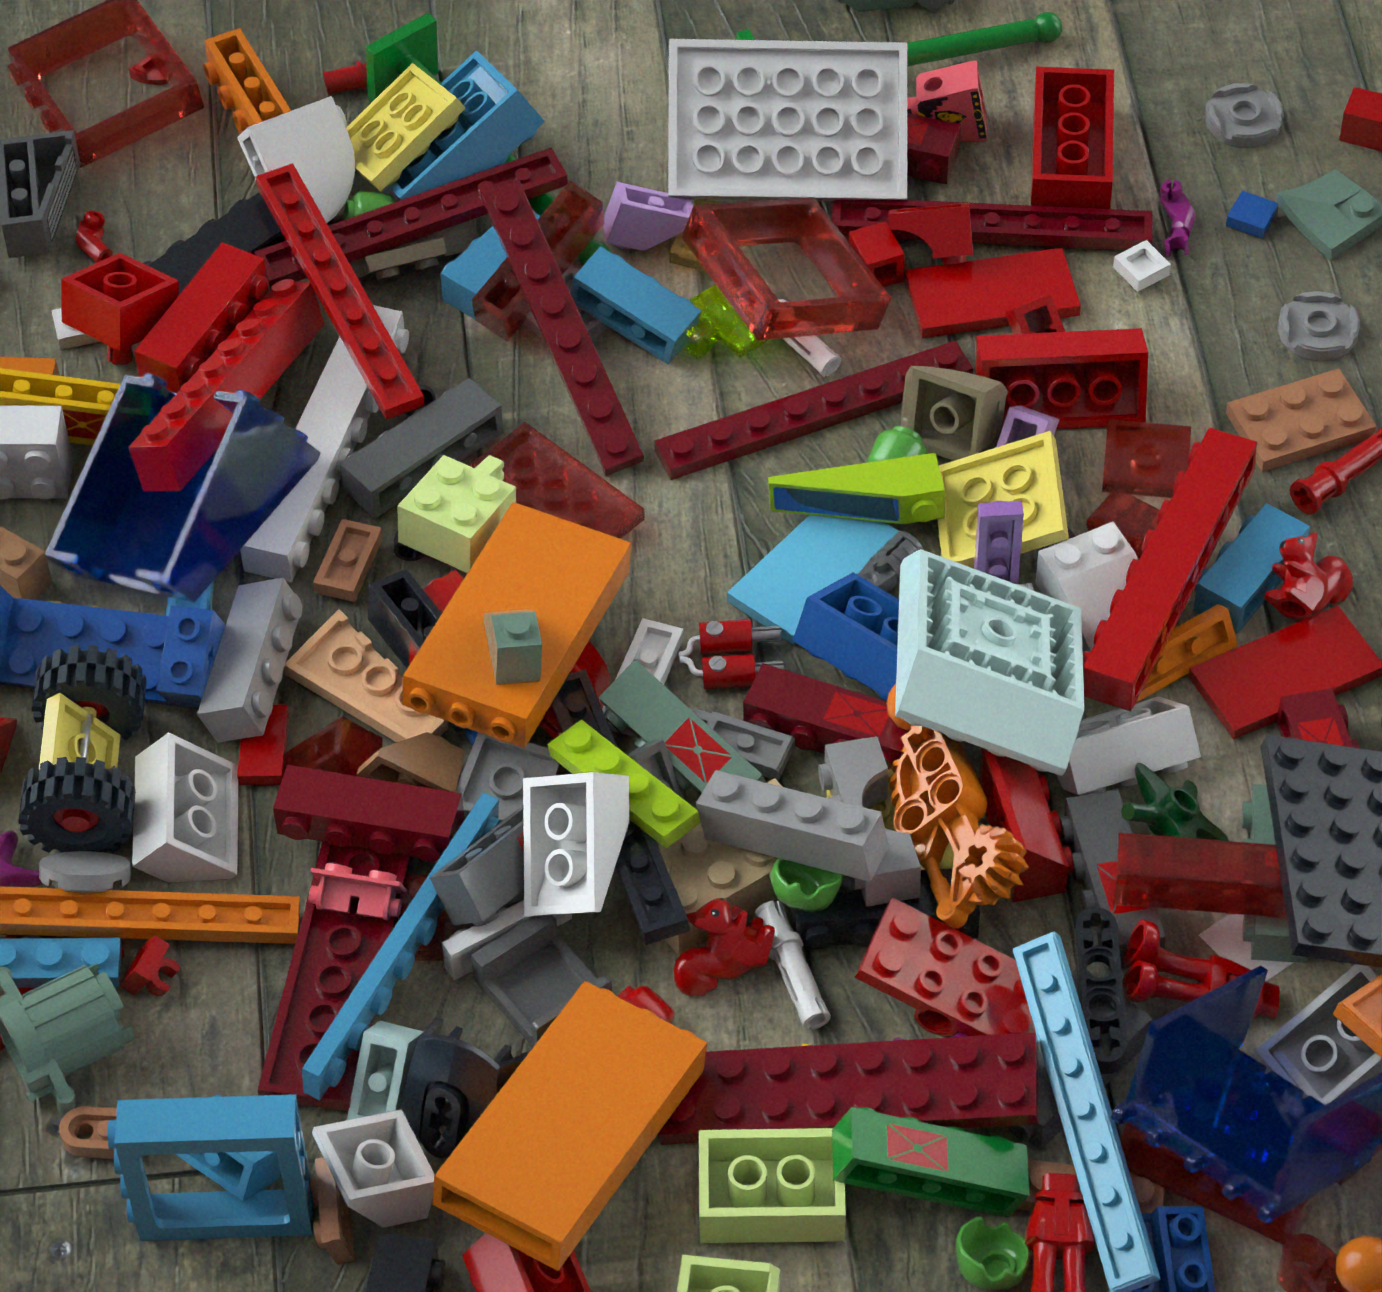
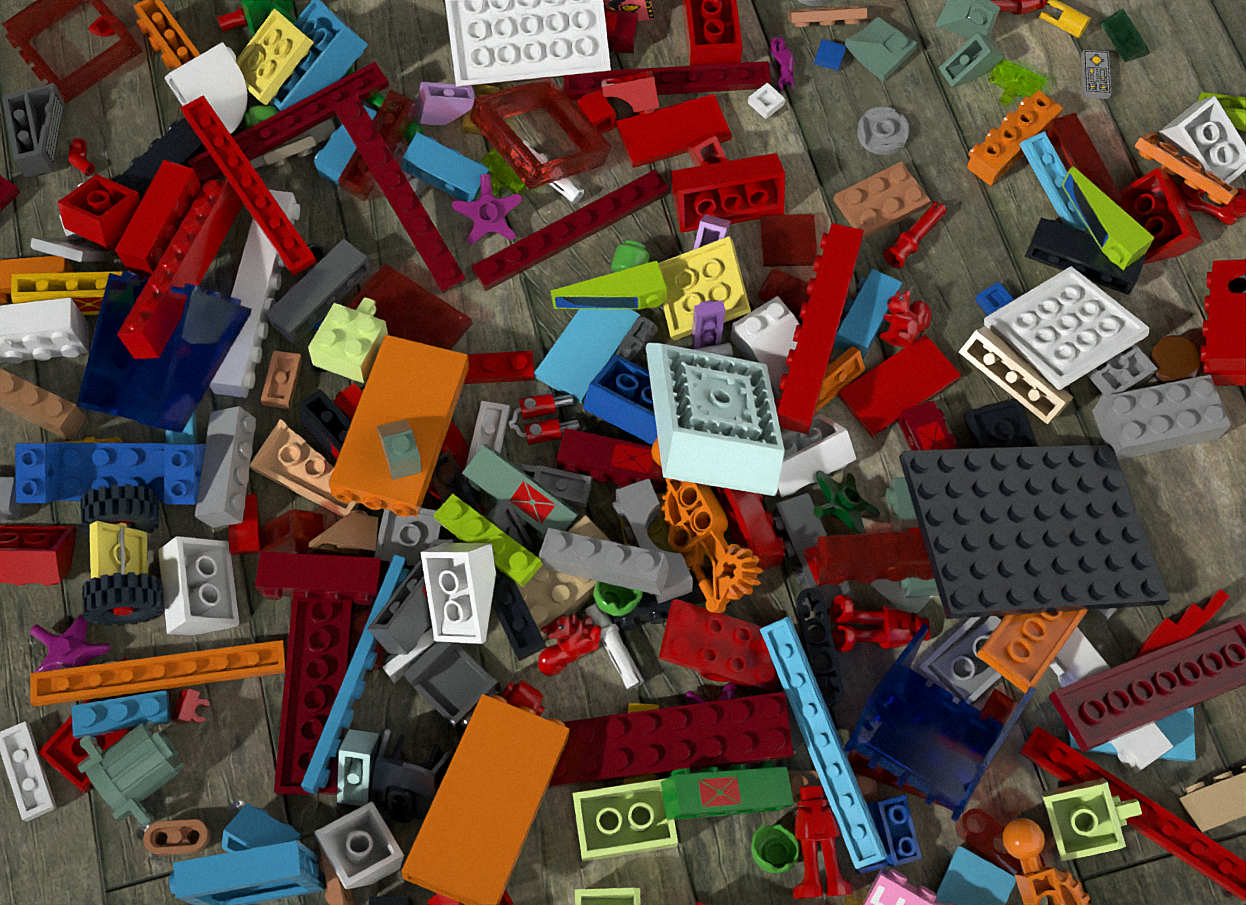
camera: 10 degrees left, 15 degrees up
(64, 352) = (69, 249): none -> light grey tile
(84, 870) = (135, 642): light grey tile -> none
(374, 892) = (307, 636): coral hinge -> none
(676, 581) = (500, 367): none -> red plate
(691, 369) = (488, 212): none -> magenta animal
(953, 410) = (662, 226): dark tan slope -> none
(1255, 159) = (827, 15): none -> nougat plate

